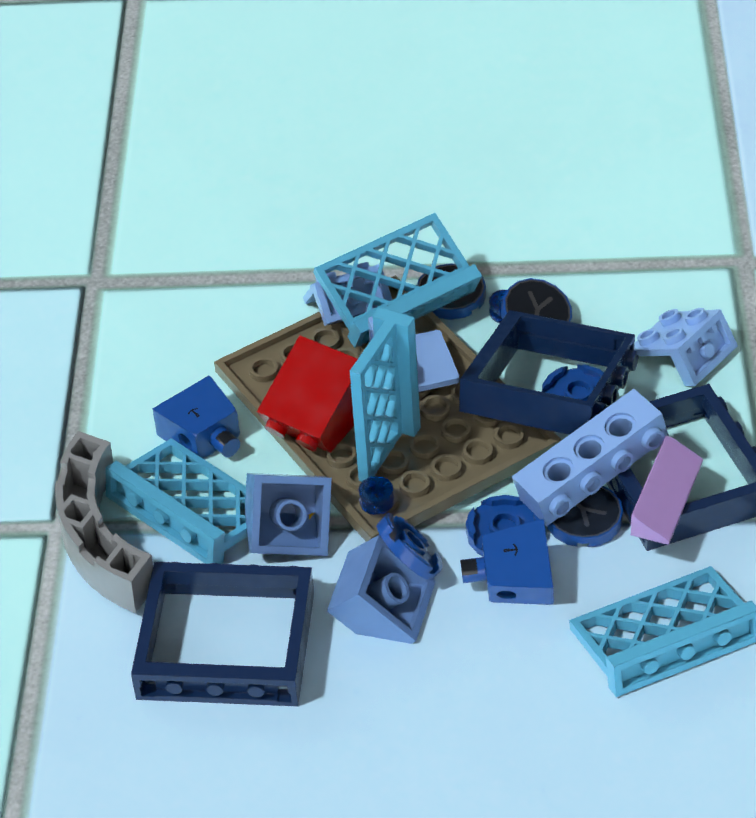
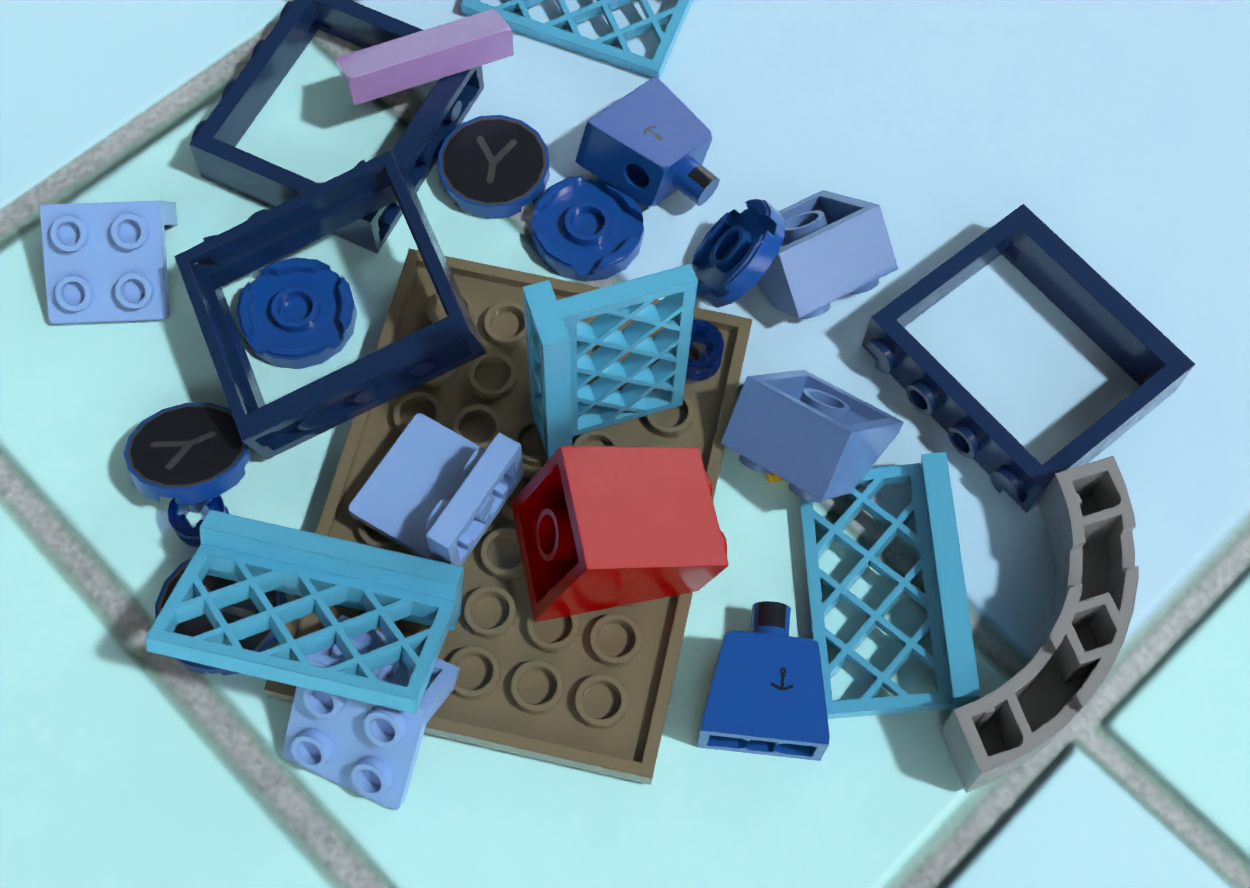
camera: 140 degrees left, 20 degrees up
(590, 457) = (458, 175): light blue brick -> none

